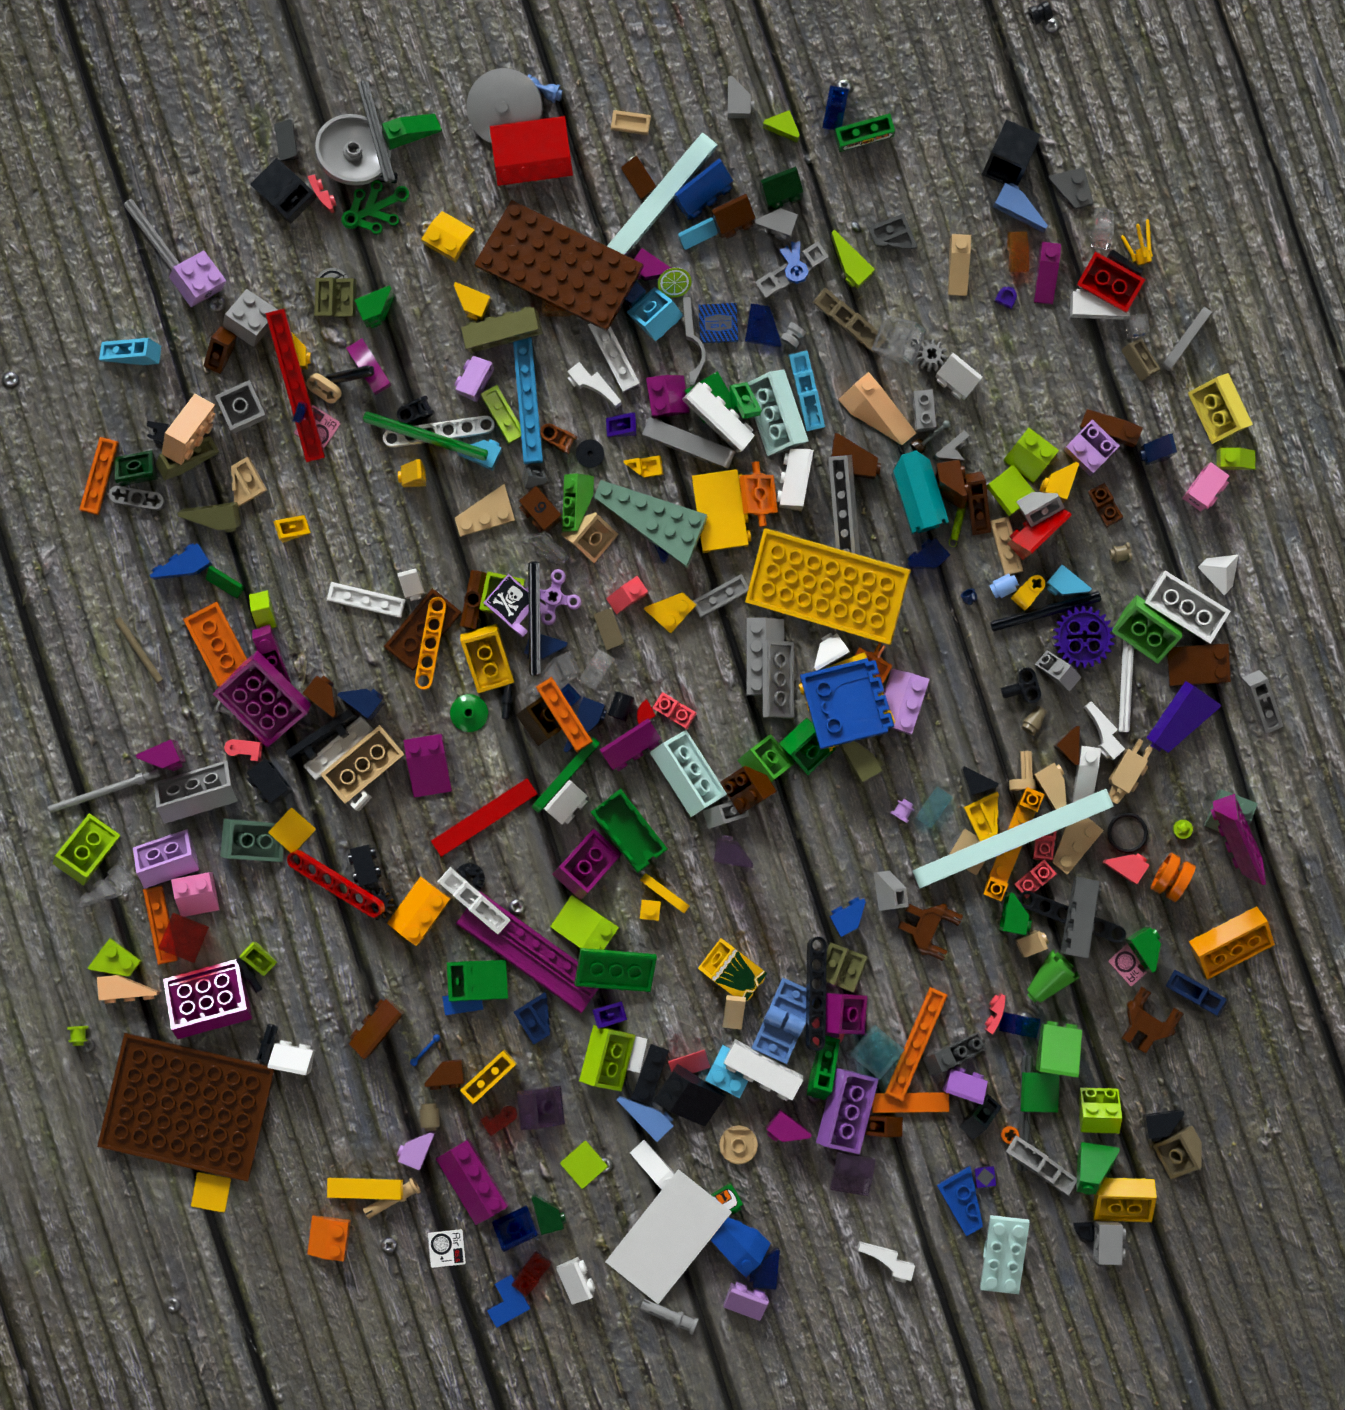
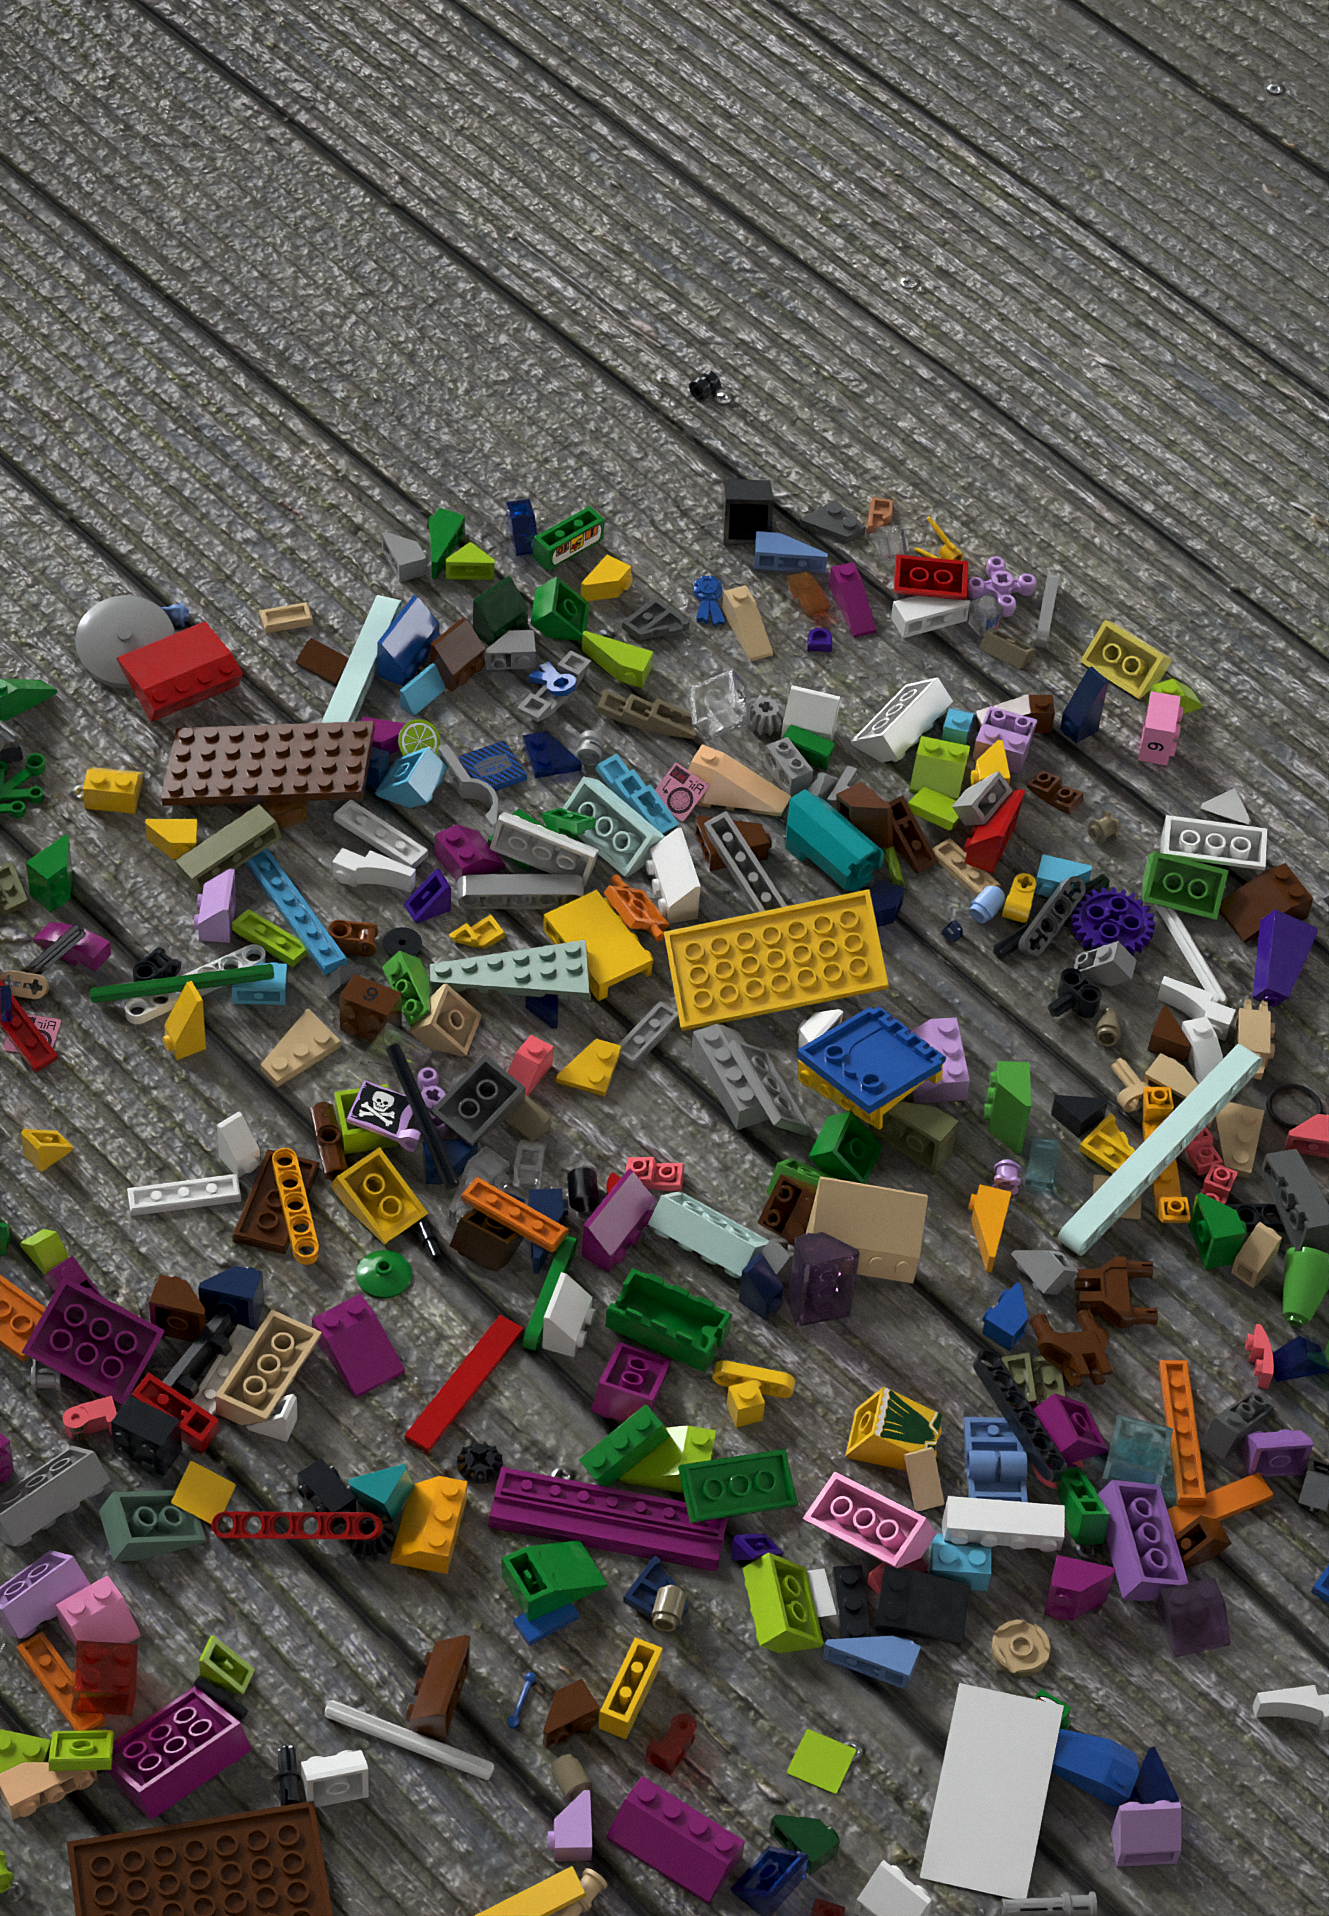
camera: 30 degrees left, 35 degrees down
(152, 981) = (81, 1750): none -> lime tile
(293, 773) = (196, 1424): none -> red slope
(344, 1046) = (409, 1740): none -> white axle
(395, 883) = (384, 1490): none -> teal slope
(474, 900) = (501, 1476): white slope -> none
(533, 1036) = (668, 1608): none -> dark tan brick
(540, 1107) = (722, 1703): clear purple slope -> none
(557, 914) = (625, 1447): none -> green brick
(578, 618) = (479, 1101): none -> dark grey slope
(652, 1164) = (919, 1716): white slope -> none
(681, 1033) = (870, 1522): none -> bright pink slope
(699, 833) = (760, 1288): none -> dark blue slope
(776, 89) = (445, 533): none -> green slope
(779, 828) = (875, 1220): none -> tan slope
(828, 199) = (559, 611): none -> green slope
(837, 400) = (681, 791): none -> clear pink sticker
(874, 838) = (988, 1219): none -> light orange slope
(876, 182) = (607, 580): none -> yellow slope
(882, 962) = (1075, 1353): none -> reddish brown connector
(927, 766) = (1009, 1103): none -> bright green slope
(937, 442) = (823, 786): none -> light grey slope
(946, 219) = (708, 591): none -> blue piece
(947, 397) = (812, 747): none -> green slope
(1027, 399) = (903, 720): none -> white slope
(1040, 614) = (1049, 913): none -> dark grey beam
(1066, 419) = (958, 726): none -> medium azure slope
(1112, 192) = (879, 513): none -> nougat tile
(1166, 294) = (1001, 585): none -> lavender gear

